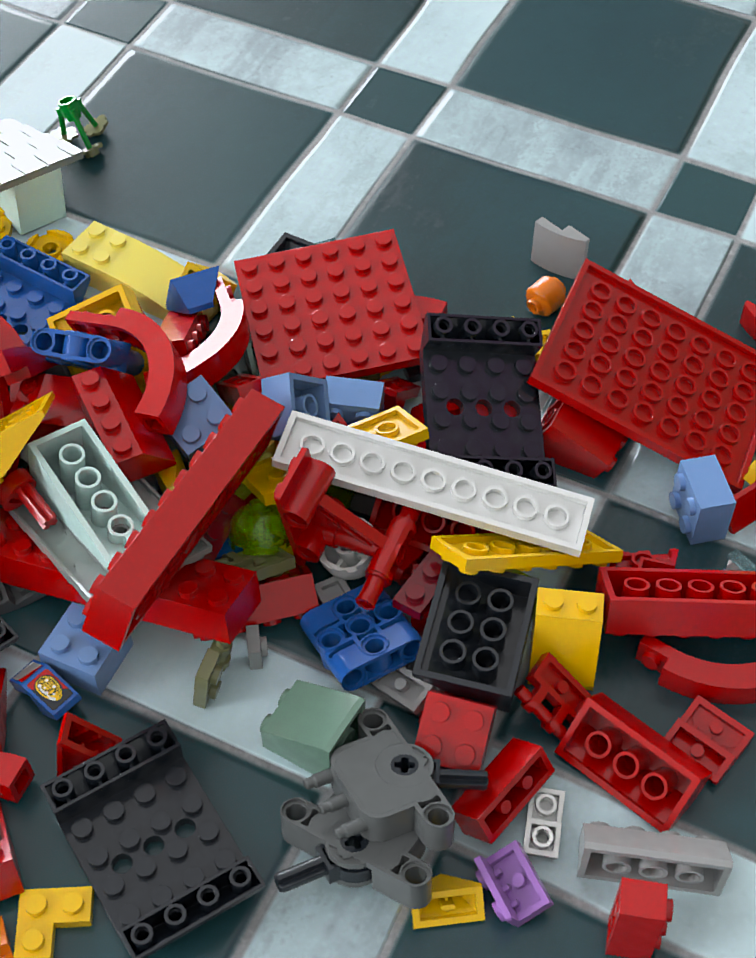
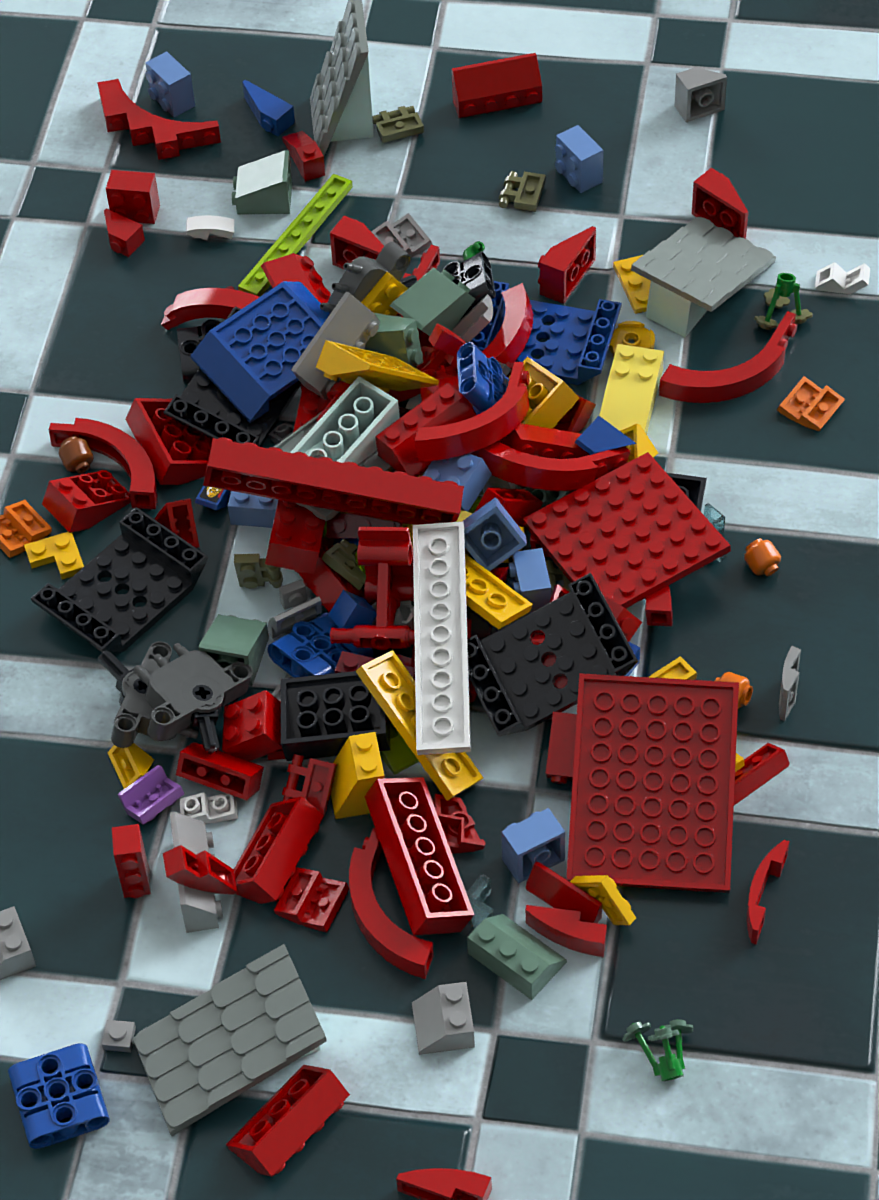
camera: 75 degrees right, 0 degrees up
(75, 81) = (835, 279): none -> white slope
(152, 205) = (733, 382): none -> red arch
(212, 150) = (810, 404): none -> orange slope
(299, 645) = (304, 612): none -> light grey slope
(335, 578) = (352, 611): none -> blue piece
(392, 221) = (762, 557): none -> orange head
(686, 835) = (199, 871): none -> red slope

